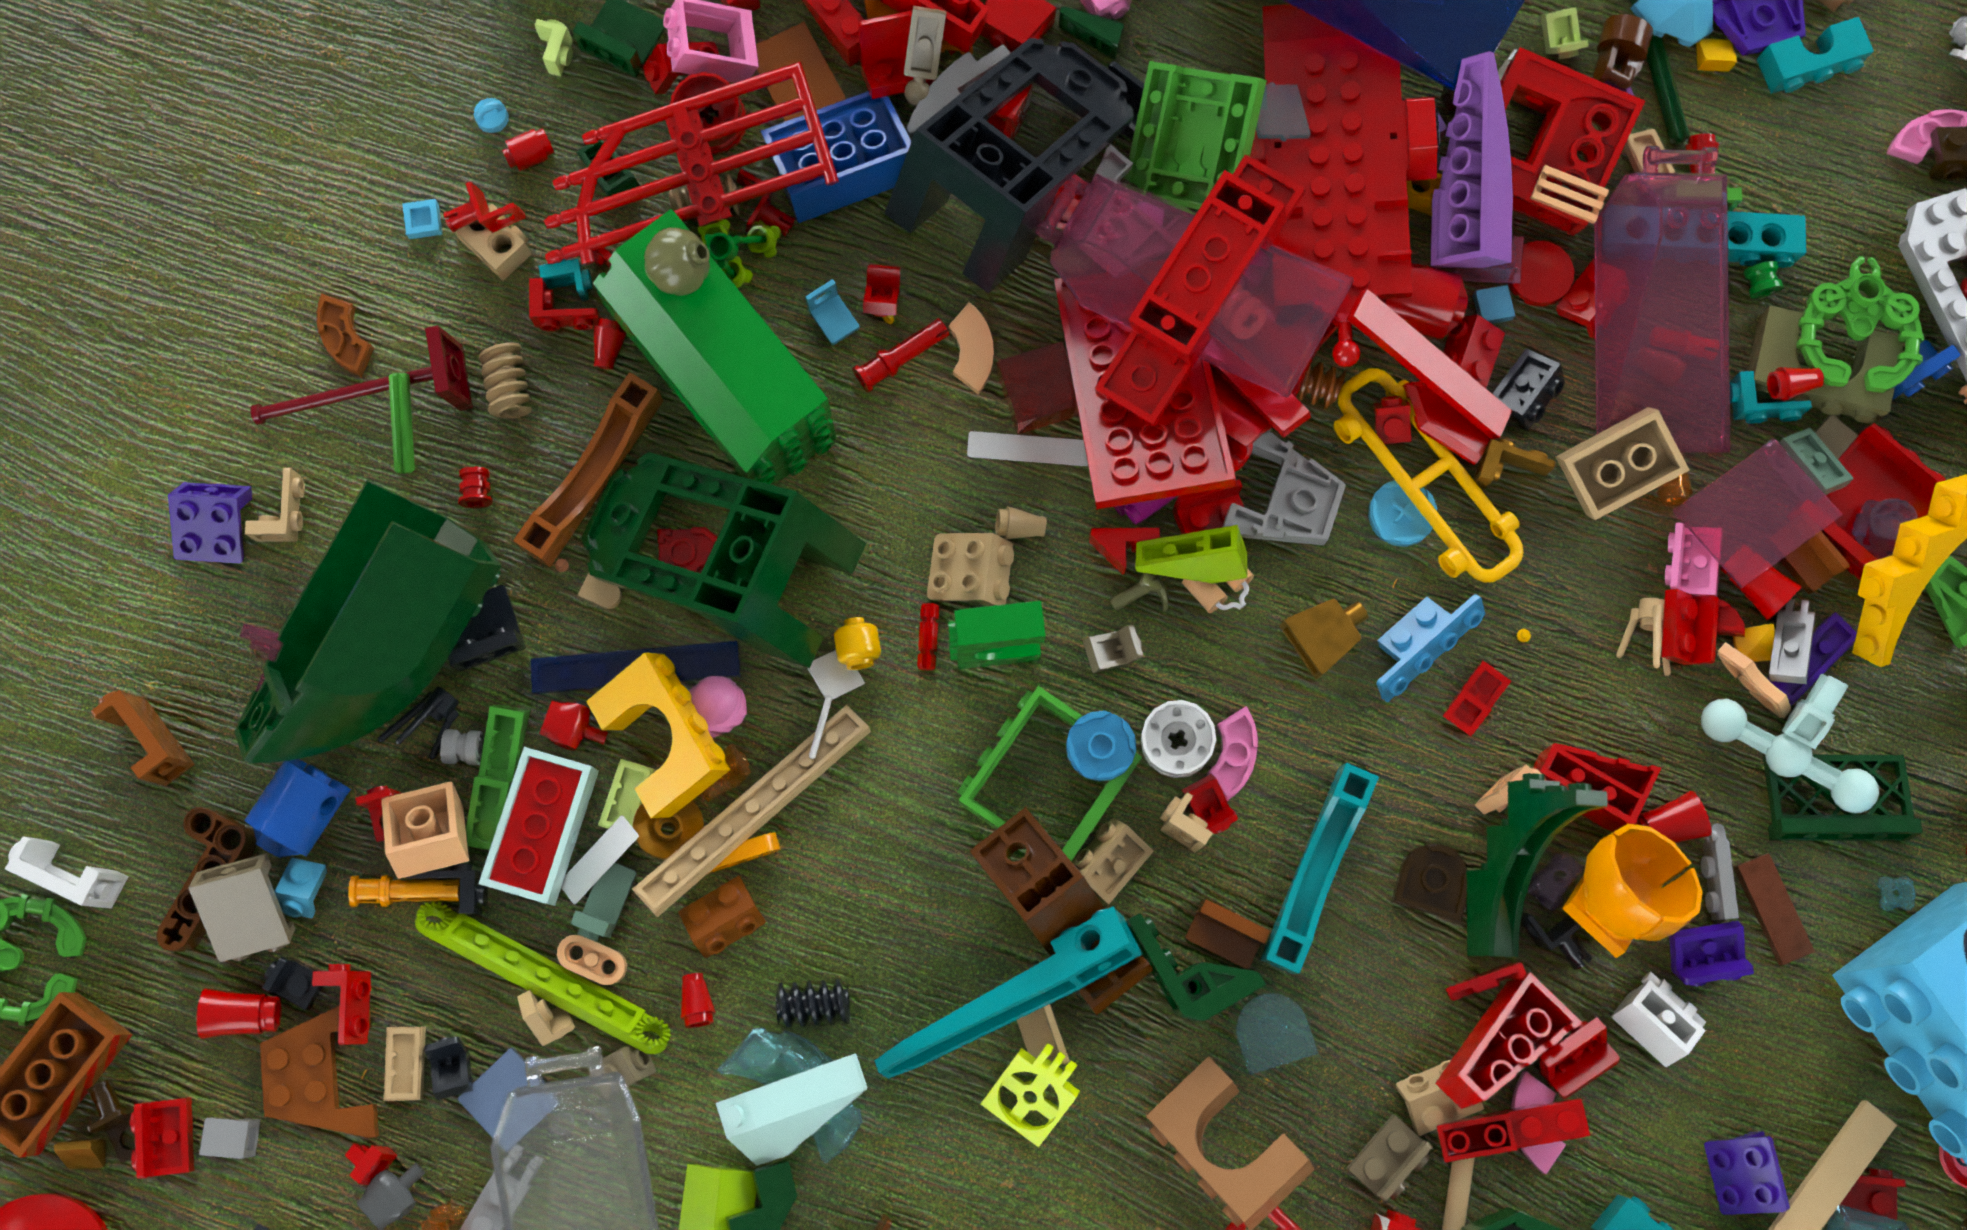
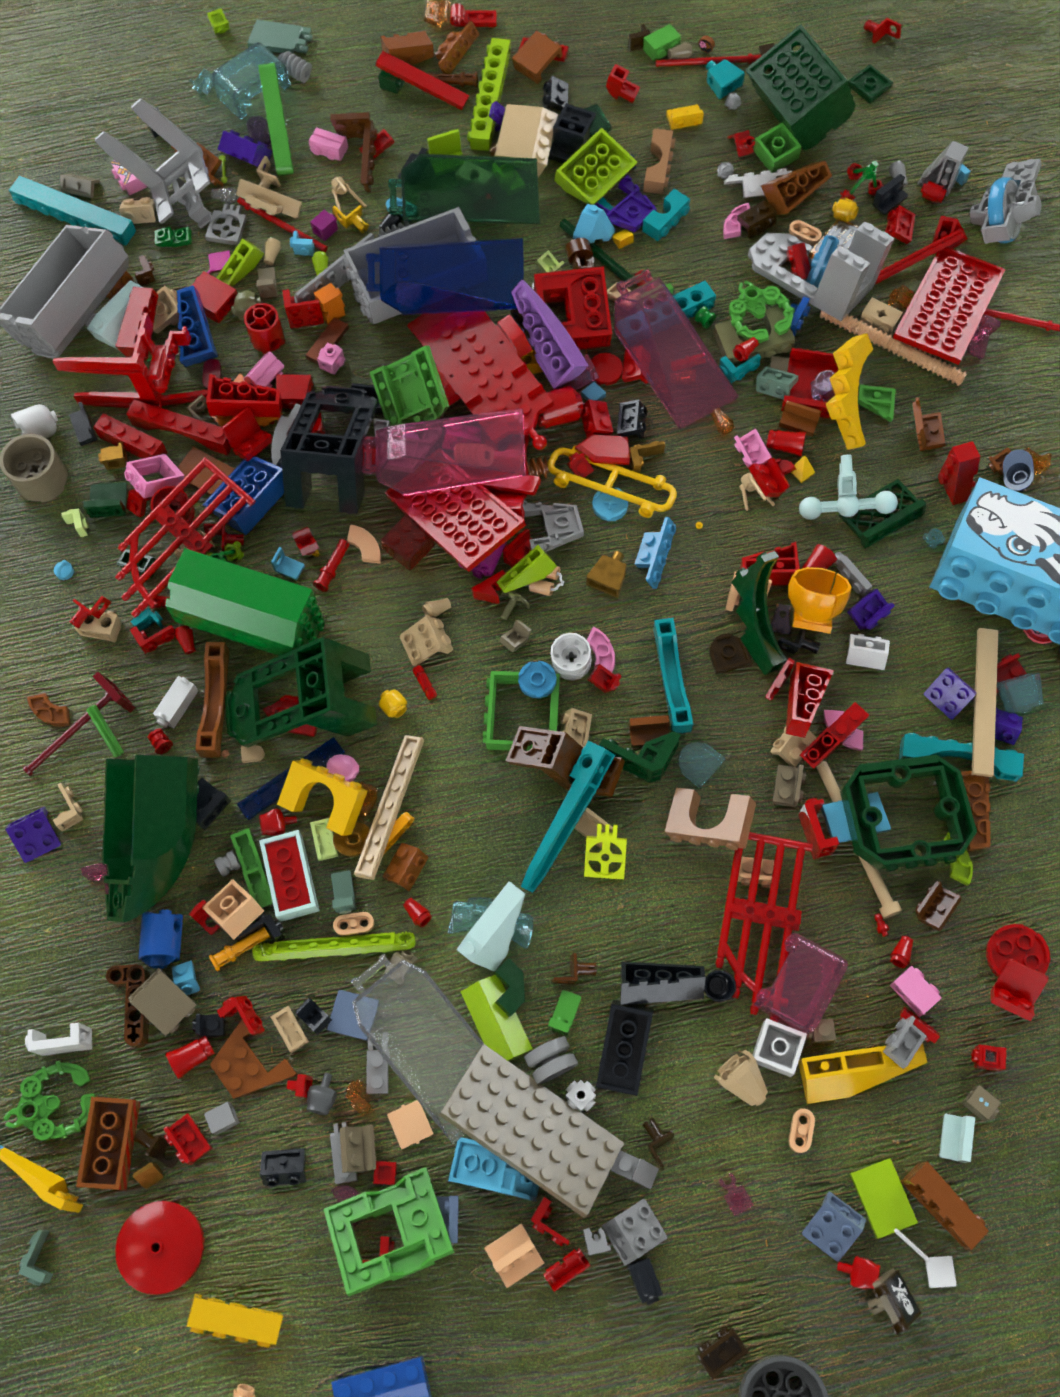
camera: 25 degrees left, 10 degrees down
(165, 756) = (78, 957): dark orange panel -> none
(422, 219) = (57, 635): medium azure tile -> none
(437, 705) = (201, 852): black plant -> none
(502, 381) = (145, 684): tan piece -> none
(527, 149) = (92, 574): red brick -> none
(532, 439) = (175, 702): none -> white brick
(543, 1022) = (348, 966): tan bracket -> none
(599, 859) = (328, 875): white sticker -> none
(677, 261) = (202, 565): olive plant -> none
(812, 1004) = (474, 877): black piece -> none
(833, 681) = (392, 728): white piece -> none
(923, 51) = (260, 424): dark tan plate -> none
(996, 635) = (456, 655): green arch -> none
(1026, 448) = (420, 573): white sticker -> none
(1093, 30) = (333, 377): dark green slope -> none
(1186, 830) = (599, 693): tan bracket -> none
(1193, 285) = (451, 450): red bracket -> none
(1282, 114) = (445, 360): clear light blue piece -> none
(1429, 364) = (580, 428): tile -> none
(1476, 698) = (695, 563): red slope -> none
(1573, 181) = (595, 323): light nougat tile -> none
(1578, 1058) = (842, 688): red bracket -> none
(1622, 463) = (693, 424): tan brick -> none
(1754, 681) = (817, 485): light nougat tile -> none
(1757, 513) = (766, 412): clear pink piece -> none
(1774, 909) = (886, 576): copper tile -> none
(1792, 644) = (818, 459): light grey hinge -> none
(1829, 643) = (830, 465): dark purple tile -> none

